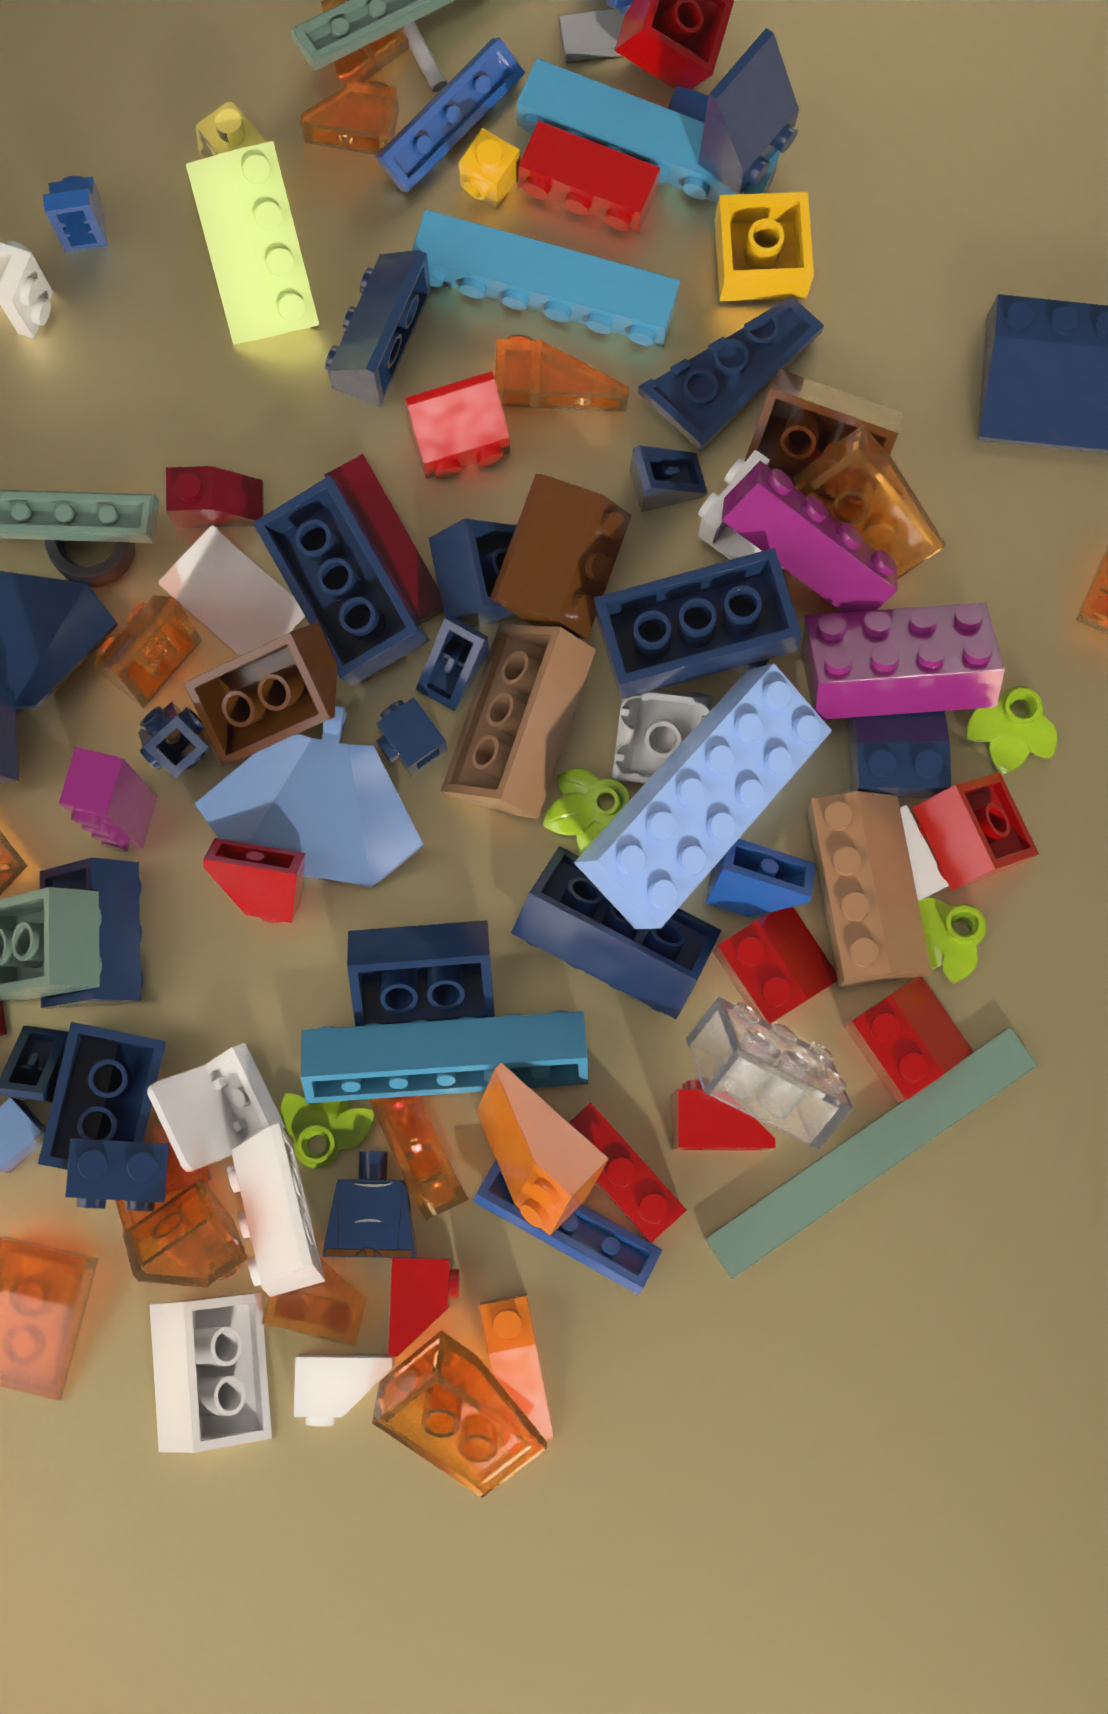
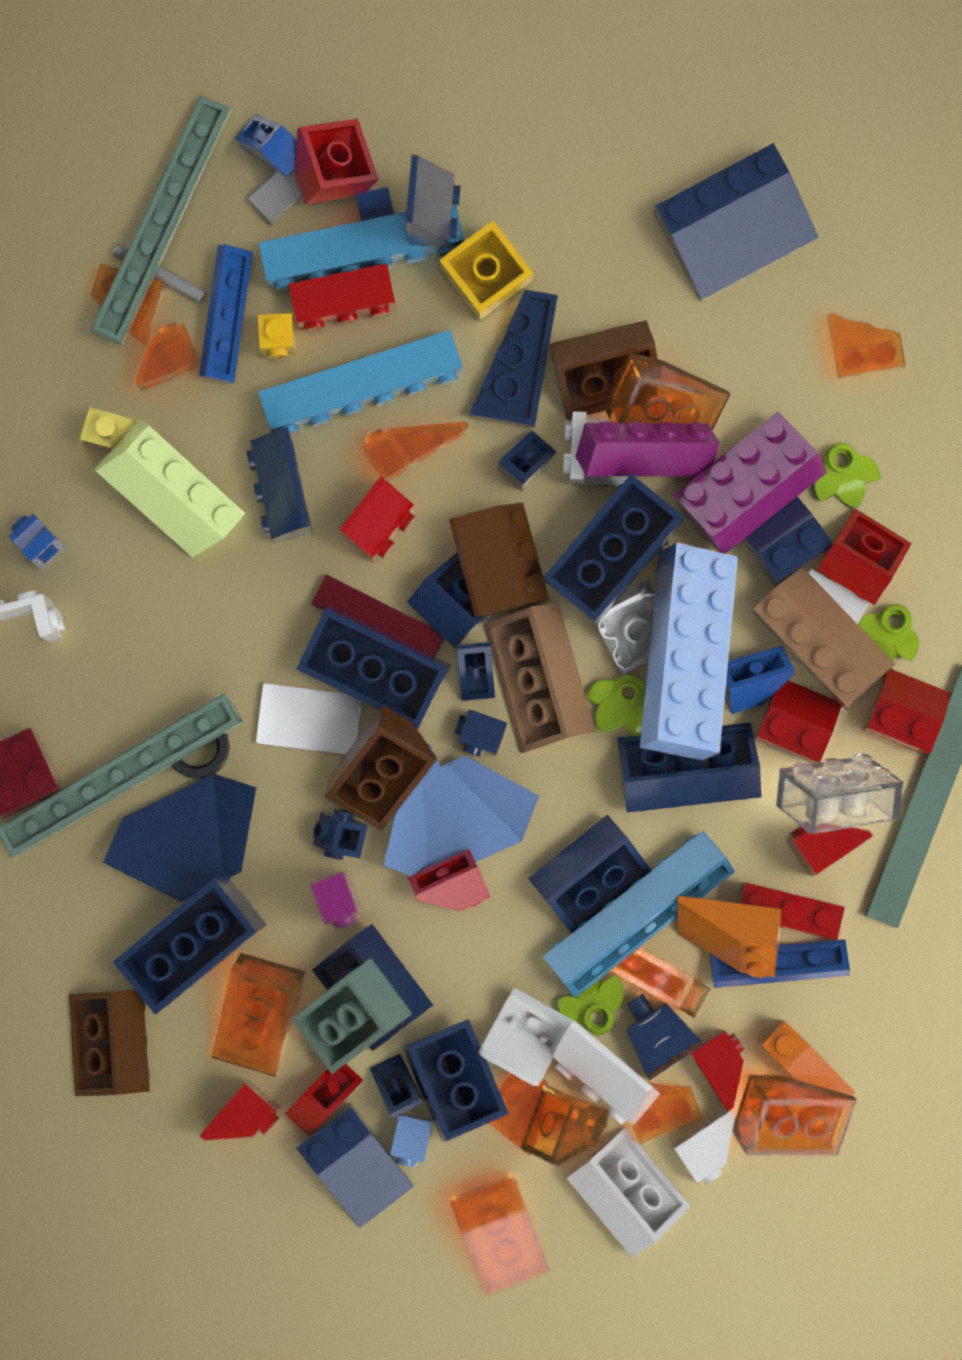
camera: 25 degrees left, 5 degrees up
(117, 1172) = (496, 1113): dark blue bracket -> none
(148, 648) = (281, 789): clear orange slope -> none
(212, 497) = (255, 665): dark red slope -> none

